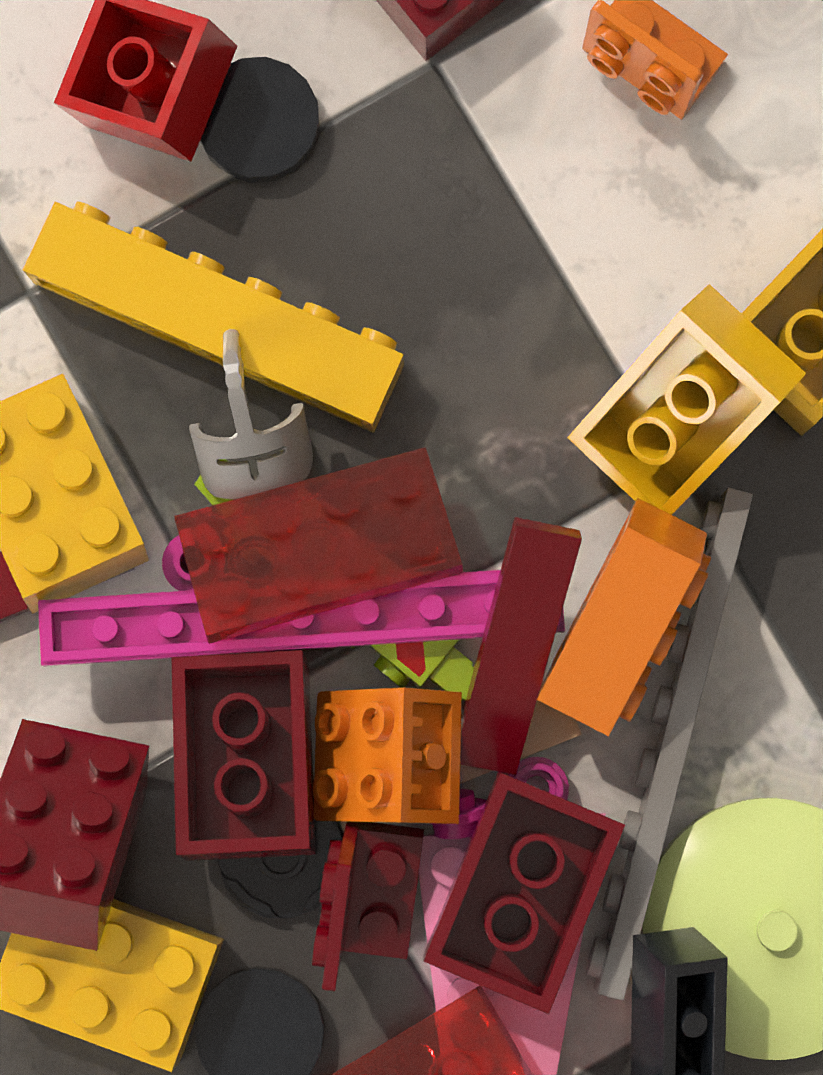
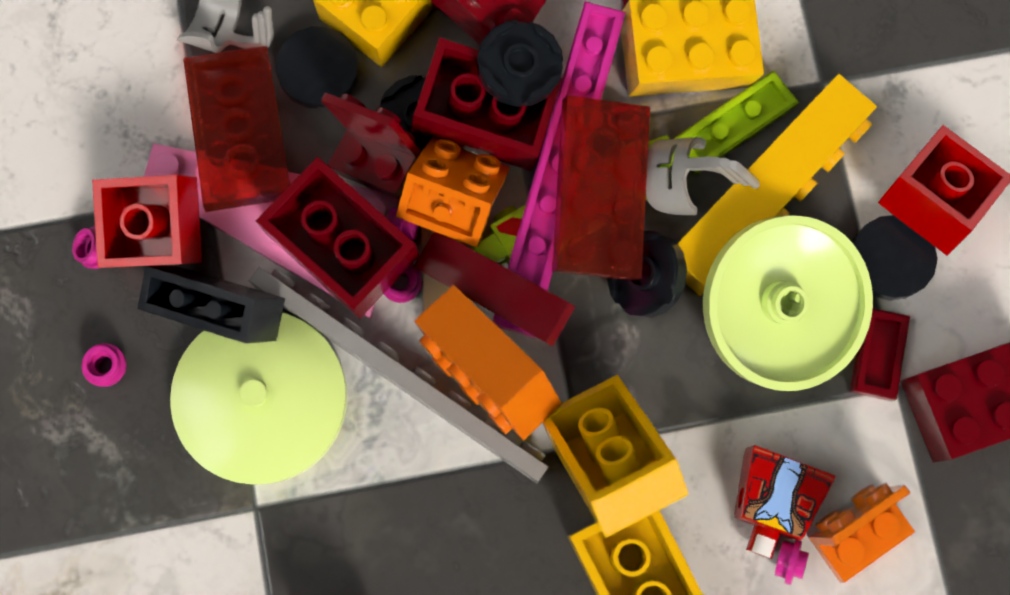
camera: 105 degrees right, 5 degrees down
(130, 393) = (741, 117): none -> lime tile
(175, 723) = (519, 63): none -> black tile
(381, 240) = (788, 302): none -> yellowish green dish
(400, 97) = (881, 356): none -> dark red tile
(411, 420) = (661, 280): none -> black tile
(651, 172) = (778, 498): none -> torso
(727, 129) = (791, 561): none -> dark pink plate

